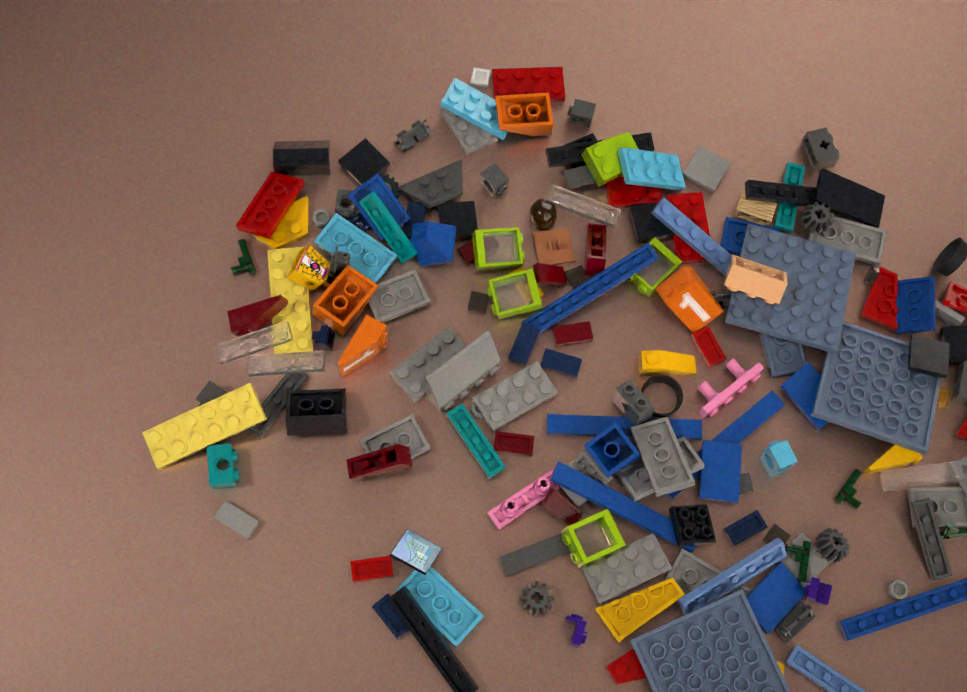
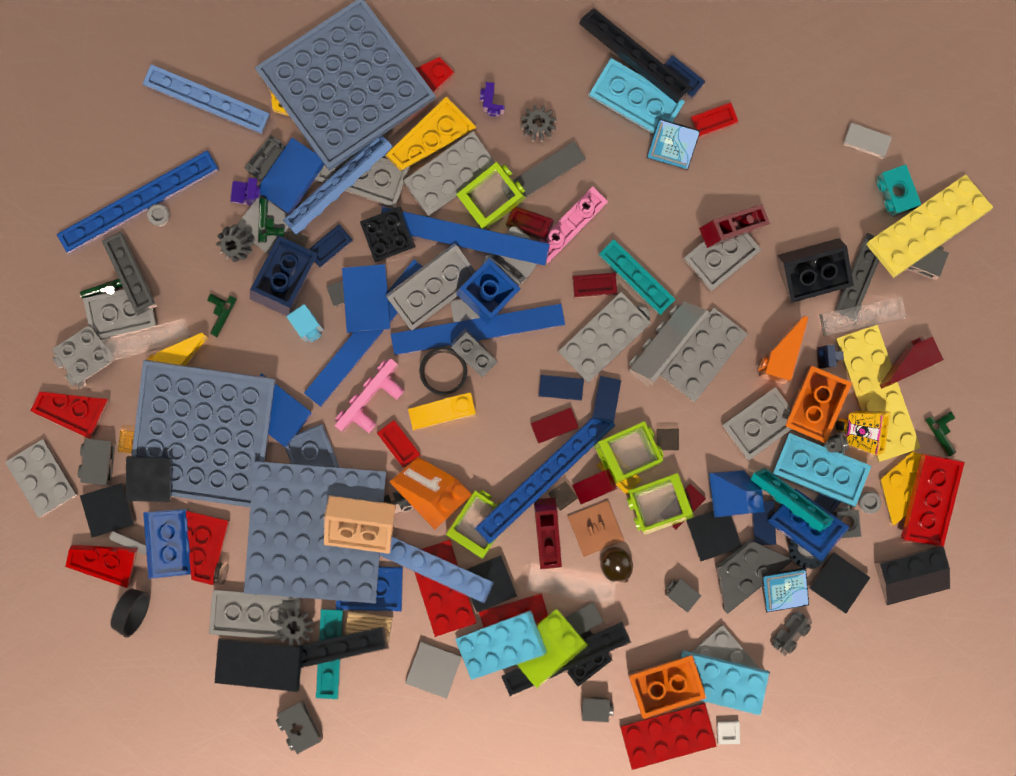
camera: 175 degrees right, 15 degrees up
(253, 342) = (904, 332): clear plate -> none
(409, 165) = (785, 589): none -> piece
(662, 456) = (433, 295): light grey plate -> none
(791, 507) = (283, 276): none -> dark blue slope

